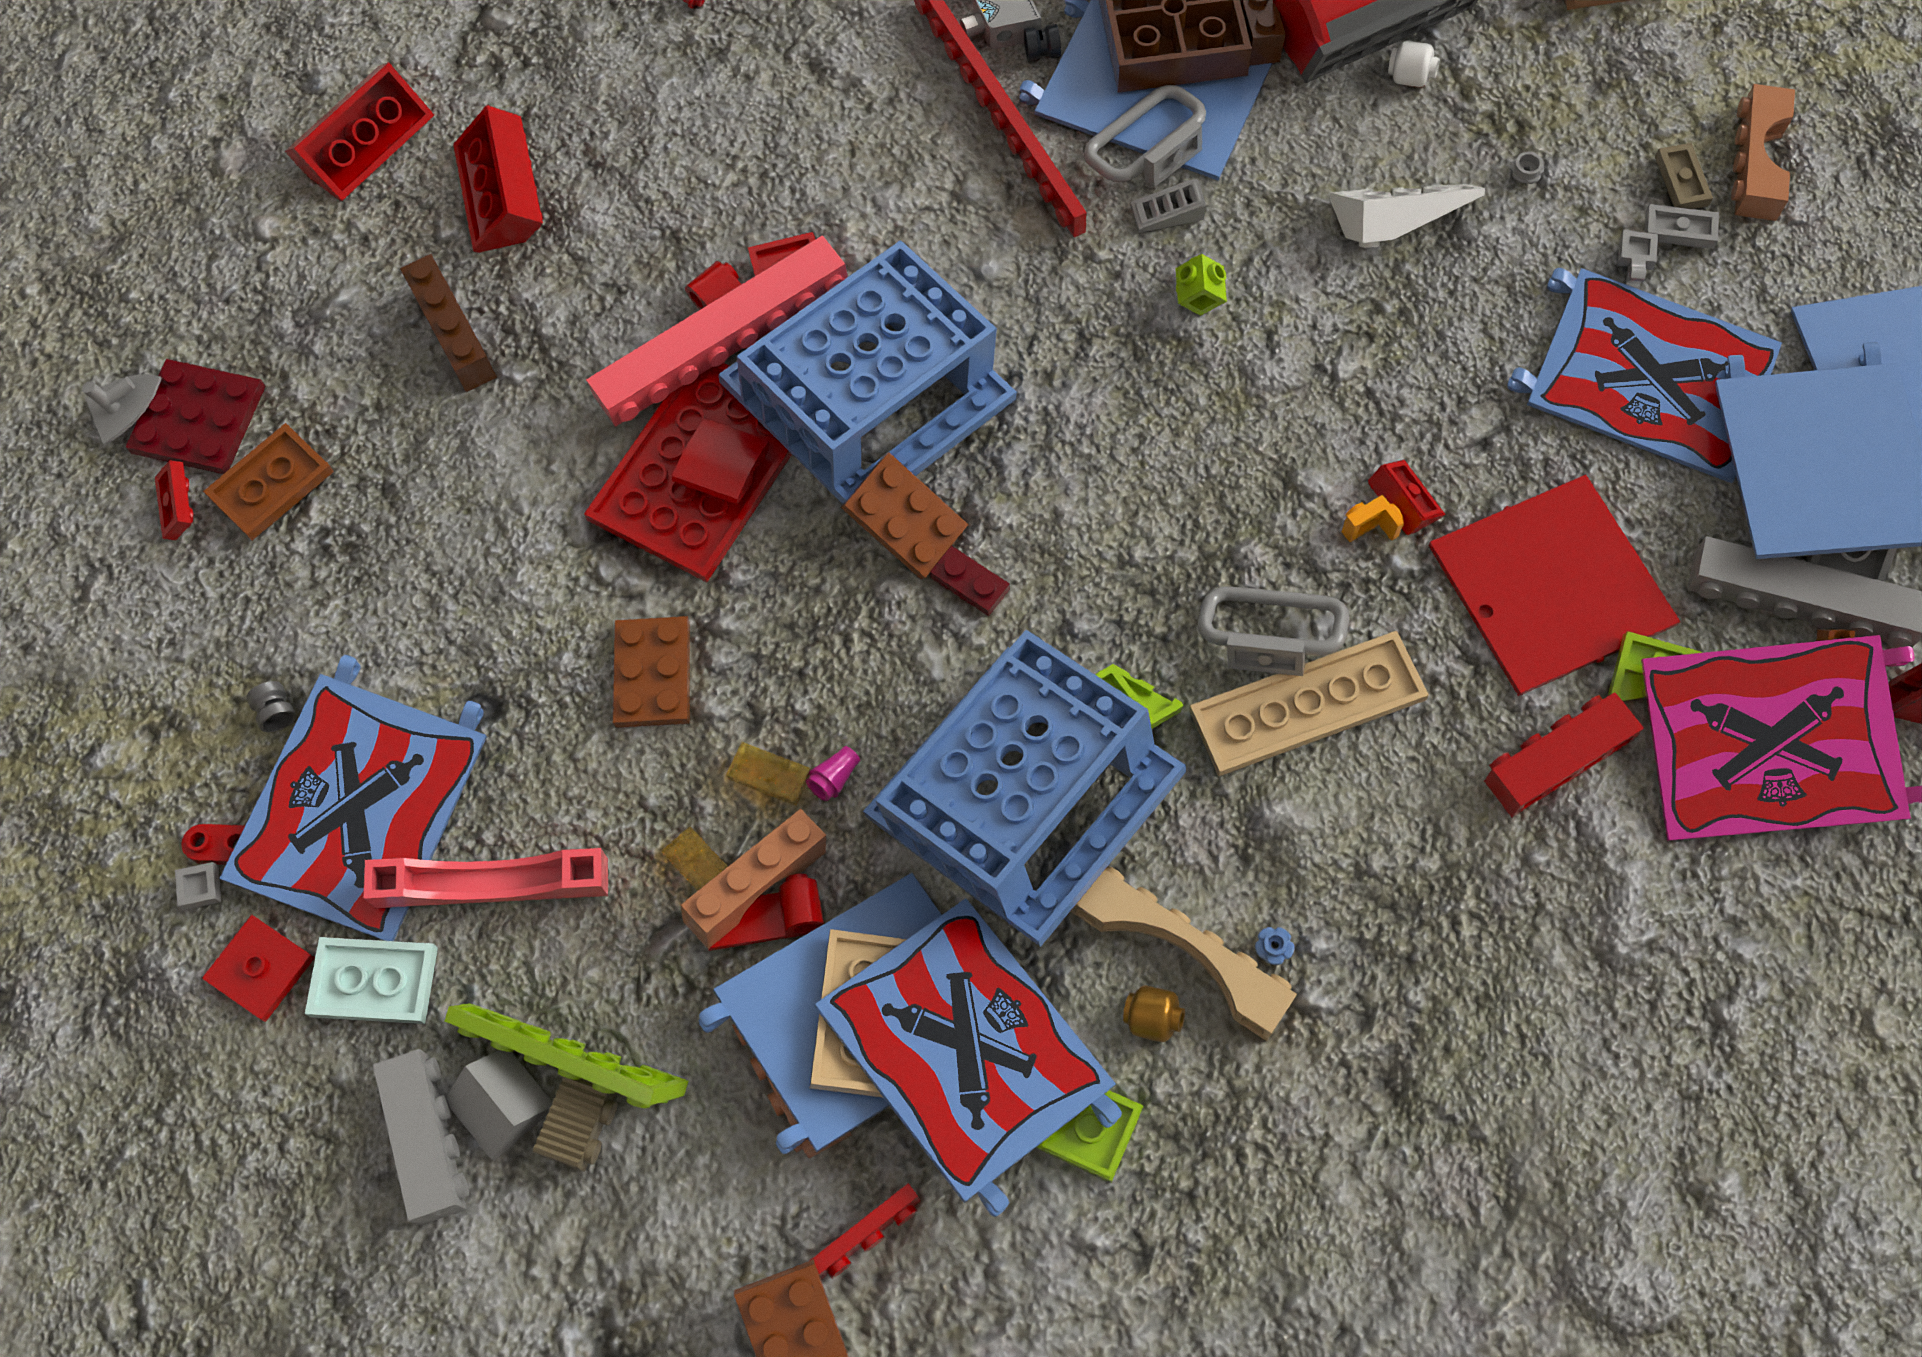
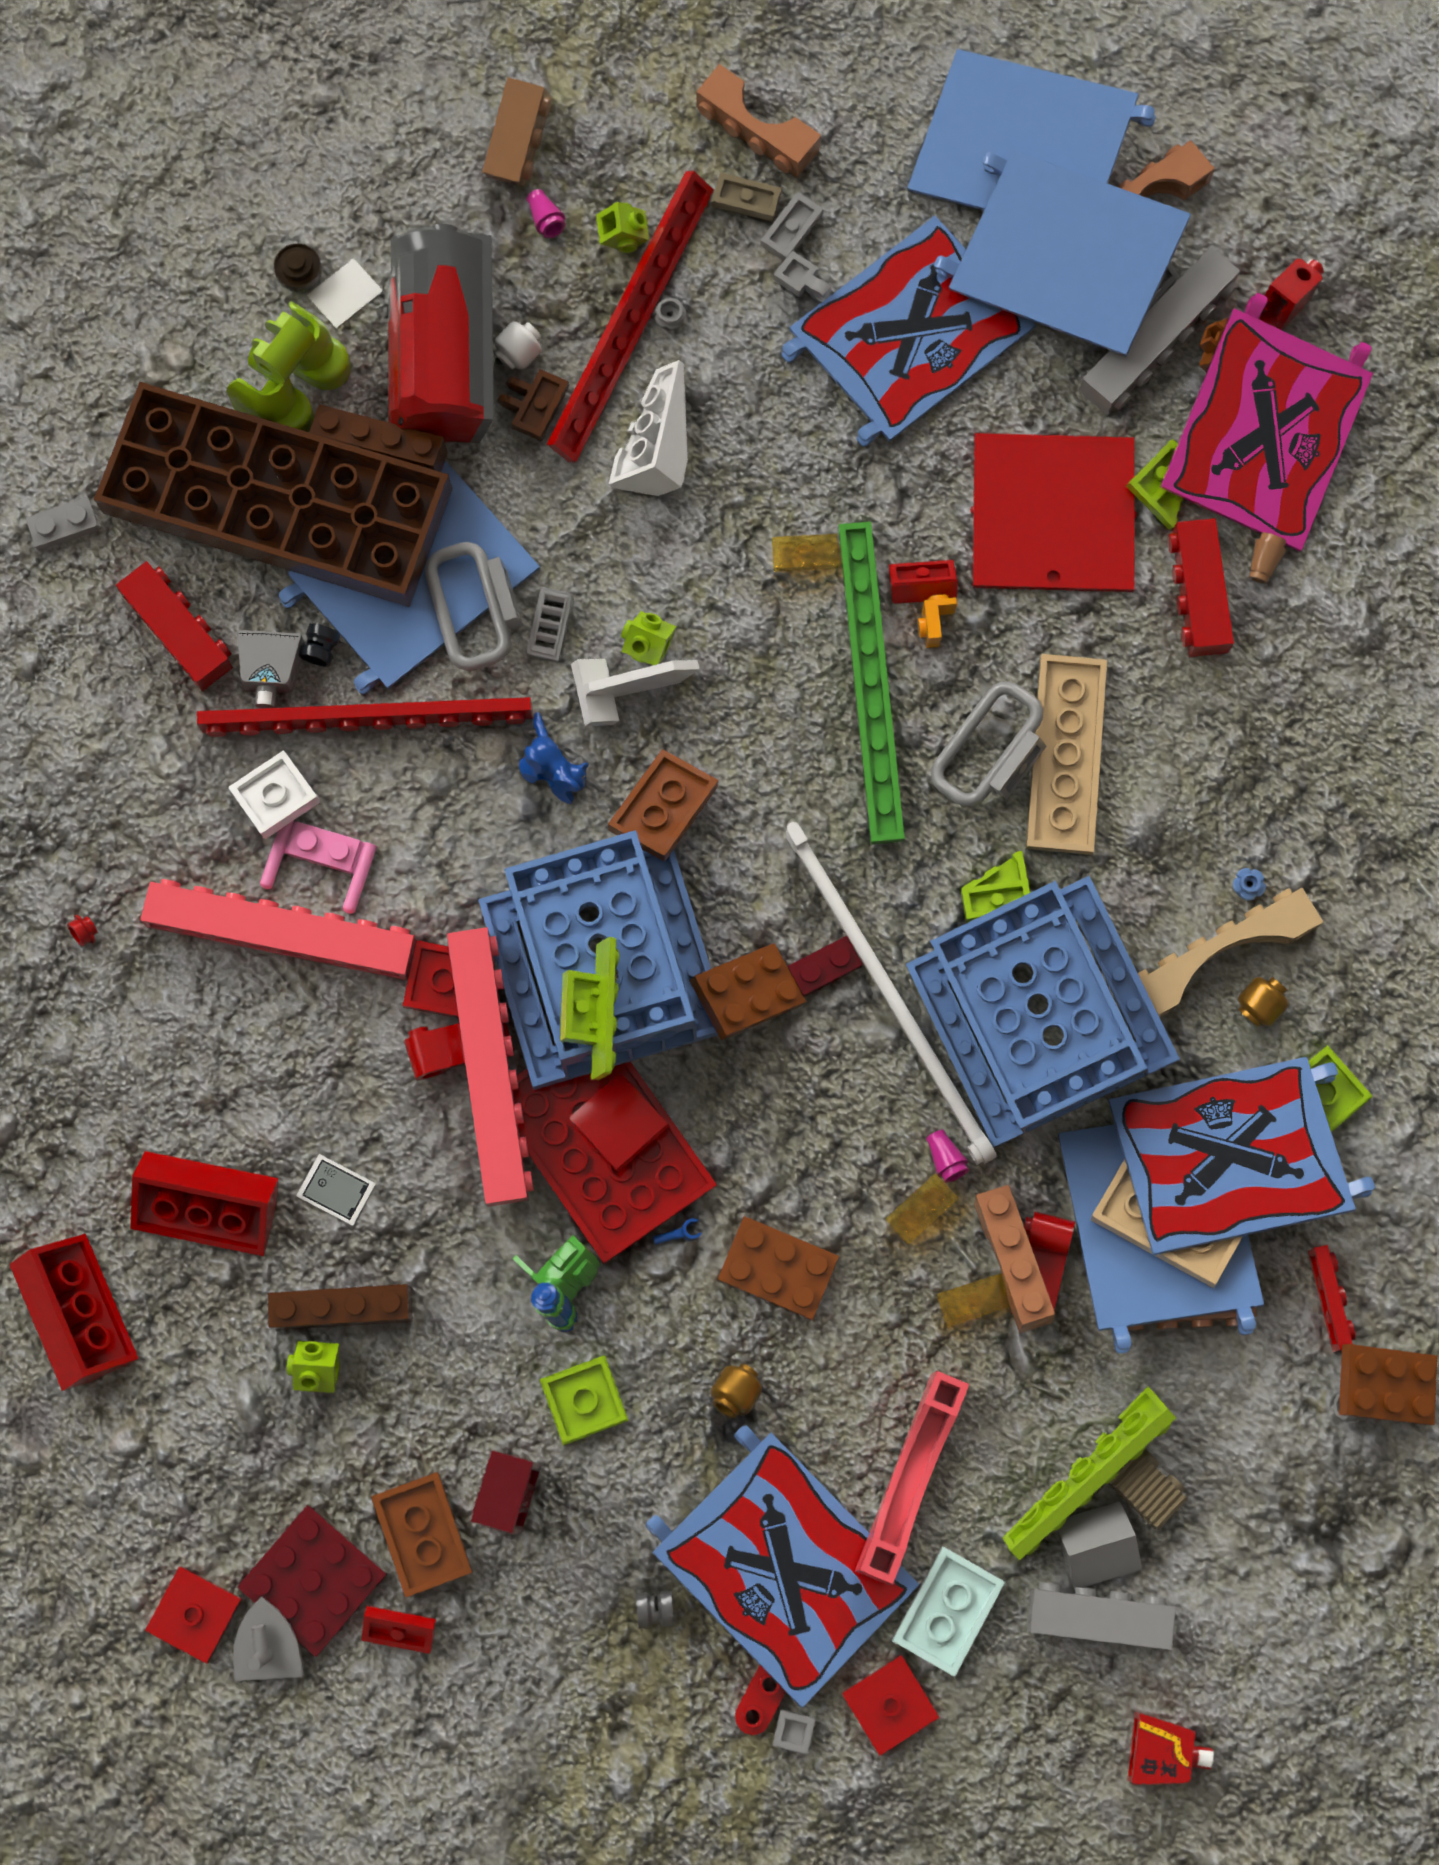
camera: 70 degrees left, 10 degrees up
(131, 339) = (193, 1614): none -> red plate
(302, 1266) = (1164, 1752): none -> red torso
(314, 508) = (505, 1492): none -> dark red brick
(385, 326) = (314, 1366): none -> lime brick
(451, 561) = (584, 1400): none -> lime tile
(512, 683) = (736, 1390): none -> pearl gold head
(545, 482) = (560, 1282): none -> bright green piece
(559, 279) = (335, 1189): none -> sticker
(645, 569) = (677, 1233): none -> blue hand
(767, 126) = (279, 930): none -> coral brick
(794, 348) = (589, 1008): none -> lime bracket
(857, 800) = (980, 1147): none -> white hinge
(861, 131) = (324, 849): none -> bright pink plate
(887, 69) = (274, 794): none -> white plate
(1035, 256) = (546, 762): none -> blue animal
(1048, 367) = (664, 804): none -> dark orange plate
(1133, 270) = (598, 690): none -> white piece
(1272, 493) = (871, 683): none -> bright green plate
(1368, 380) = (805, 552): none -> clear yellow plate
(1369, 106) = (539, 404): none -> reddish brown hinge
(1503, 136) = (630, 317): none -> red plate
(1549, 34) = (546, 216): none -> dark pink cone
(1581, 89) = (622, 227): none -> lime brick
(1639, 804) = (1266, 557): none -> medium nougat cone

